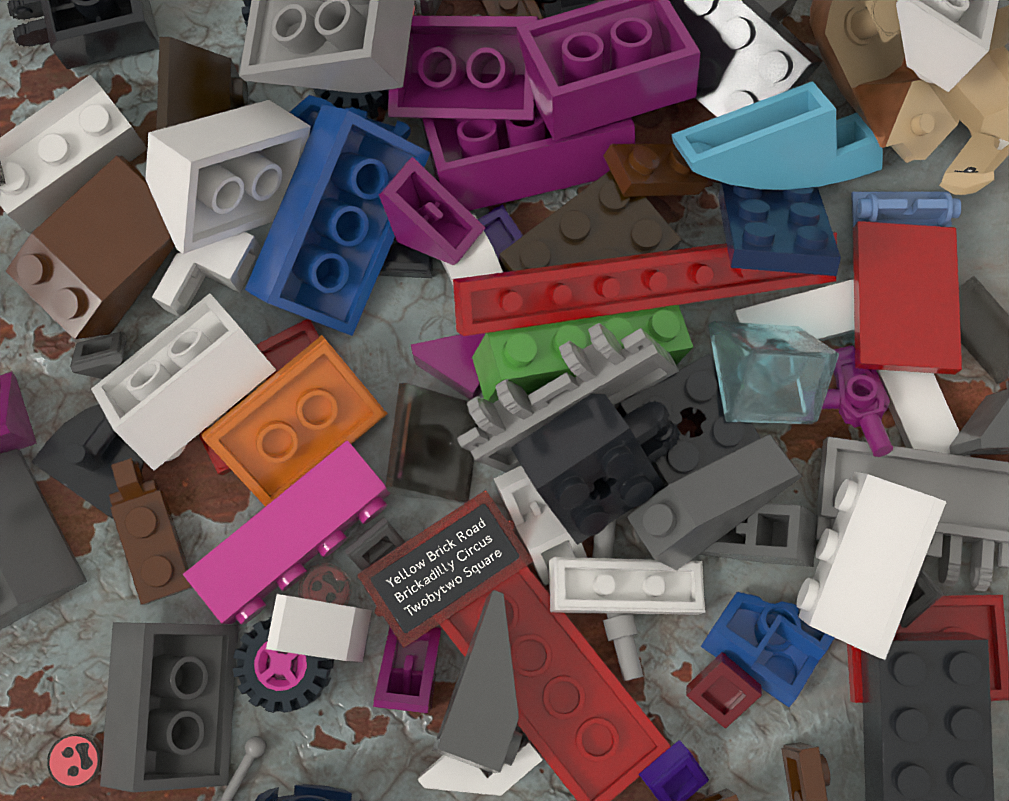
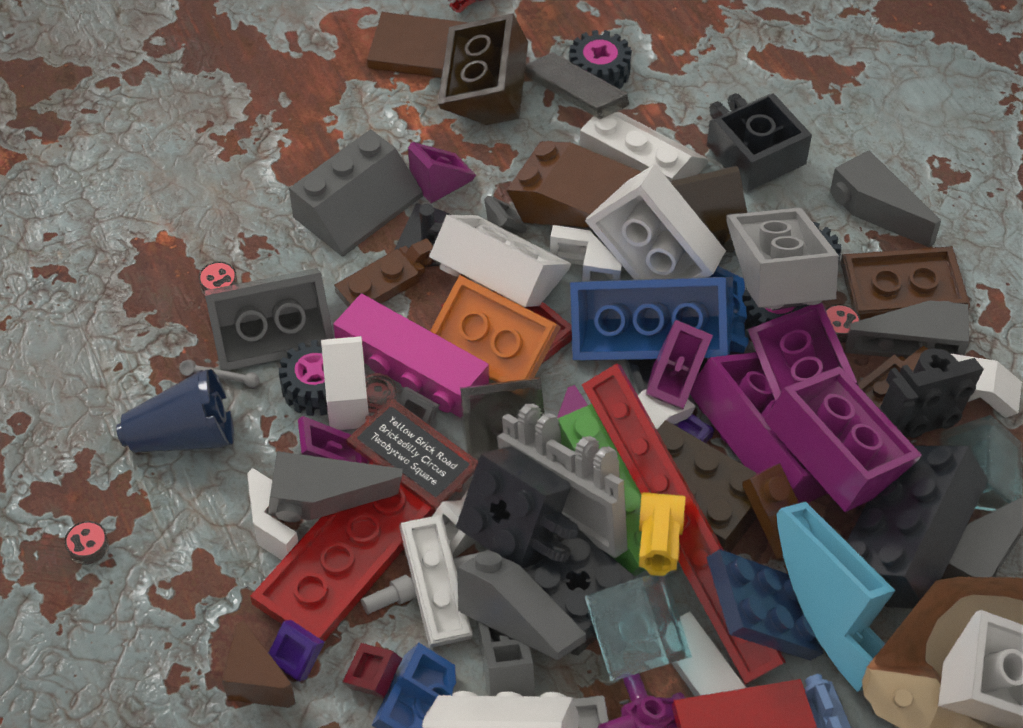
camera: 75 degrees right, 25 degrees down
(672, 302) = (660, 527): none -> yellow piece

